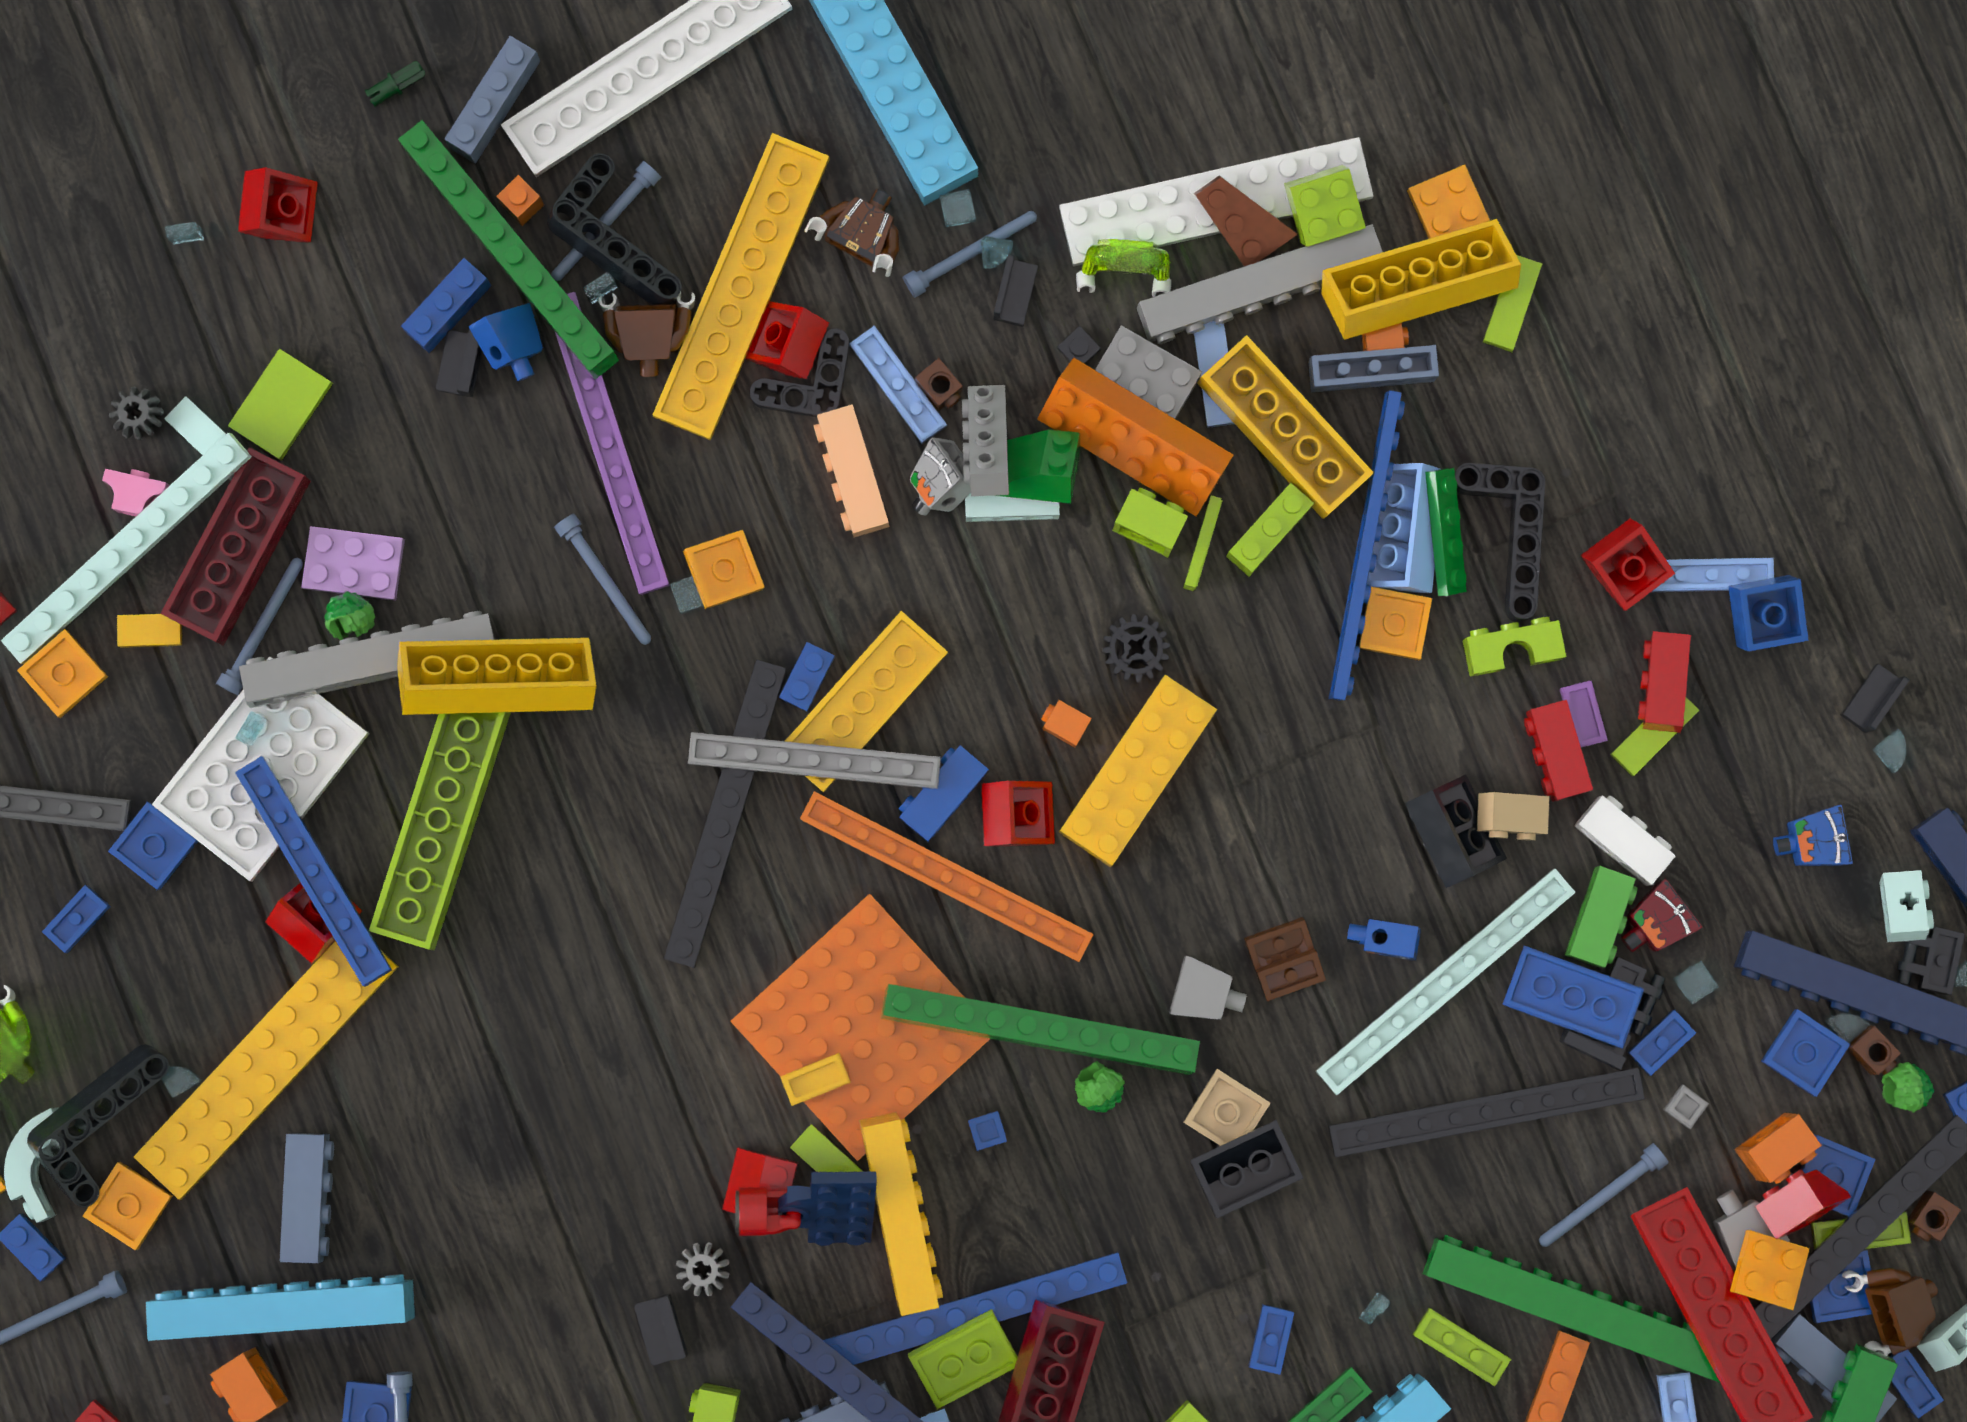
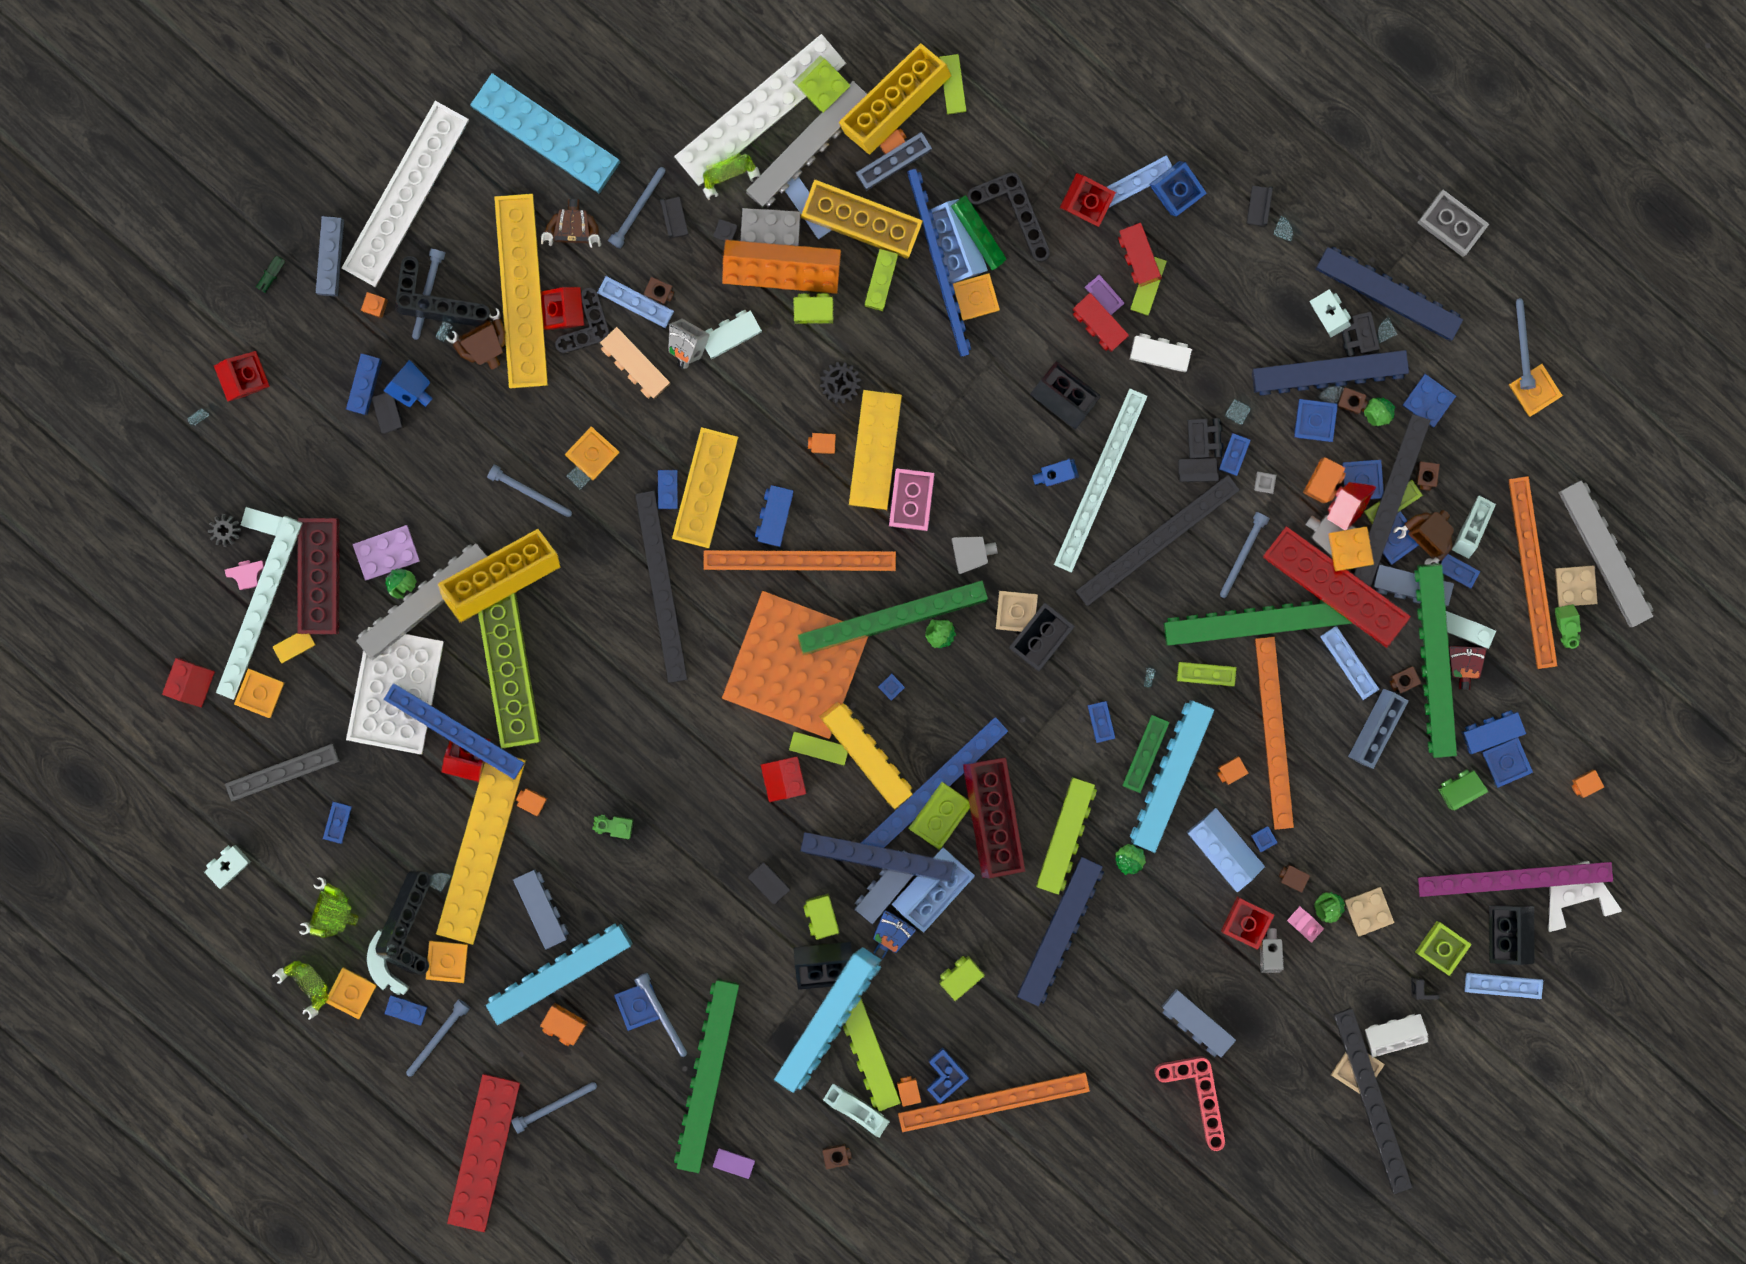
camera: 20 degrees left, 5 degrees up
(153, 846) = (358, 762): blue plate -> none
(232, 679) = (354, 649): sand blue piece -> none
(251, 728) = (379, 671): clear light blue tile -> none
(280, 404) = (300, 485): lime tile -> none
(373, 1032) = (531, 801): none -> orange brick
(480, 1134) = (618, 827): none -> bright green brick
(508, 250) = (382, 336): green brick -> none
(616, 473) = (491, 415): medium lavender plate -> none
(708, 1259) = (775, 845): light grey gear -> none
(814, 760) = (695, 533): light grey tile -> none
(815, 1079) = (784, 706): yellow tile -> none
(833, 1208) = (829, 770): dark blue plate -> none
(957, 208) = (618, 186): clear light blue tile -> none
(987, 440) = (701, 309): light grey brick -> none
(995, 251) = (651, 200): clear light blue tile -> none
(1018, 813) = (821, 506): red slope -> none
(1043, 465) = (733, 312): green slope -> none
(1155, 870) = (911, 499): none -> bright pink brick
(1202, 543) = (848, 306): lime tile -> none
(1242, 222) = (781, 115): copper wing -> none
(1284, 959) = (1006, 512): reddish brown slope -> none
(1448, 203) = (890, 46): light orange plate -> none
(1513, 814) = (1092, 370): tan brick -> none
(1540, 639) = (1033, 287): lime arch -> none
(1573, 997) = (1174, 454): blue tile -> none
(1601, 917) = (1168, 402): bright green brick -> none
(1659, 919) = (1200, 388): dark red torso -> none
(1817, 839) = (1265, 300): blue torso -> none

